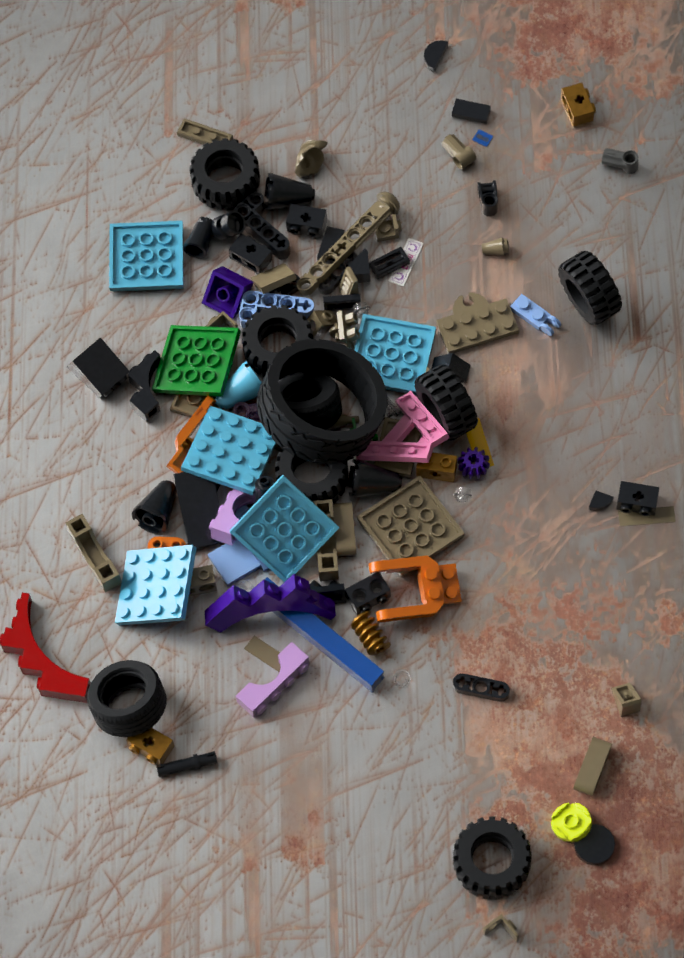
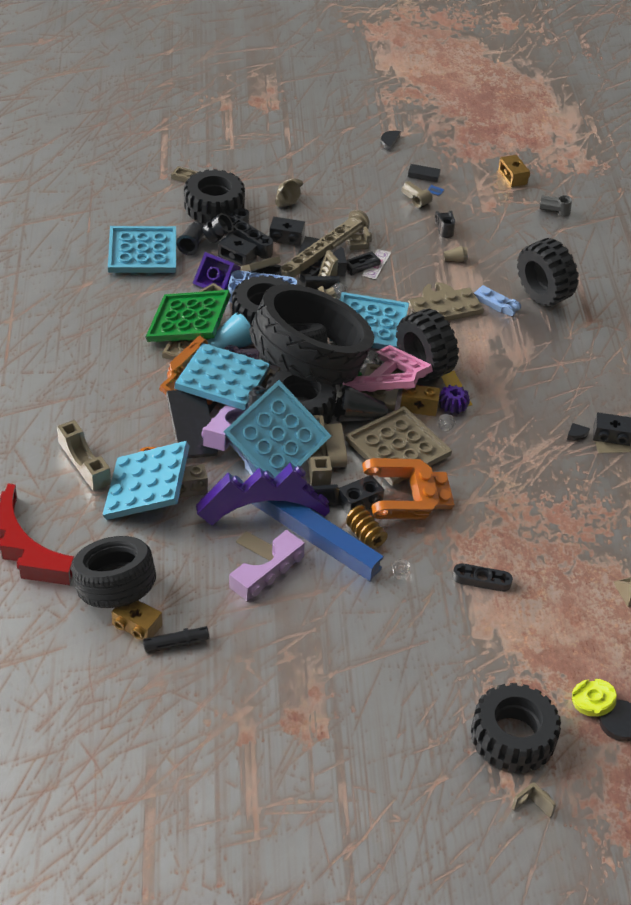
camera: 10 degrees left, 20 degrees down
(99, 368) = (94, 319): black slope -> none
(140, 377) = (137, 345): black arch -> none
(156, 508) = (146, 423): black cone -> none
(233, 562) = (224, 462): light blue tile -> none
(286, 191) = (264, 208): black cone -> none
(592, 766) = (608, 646): dark tan beam -> none

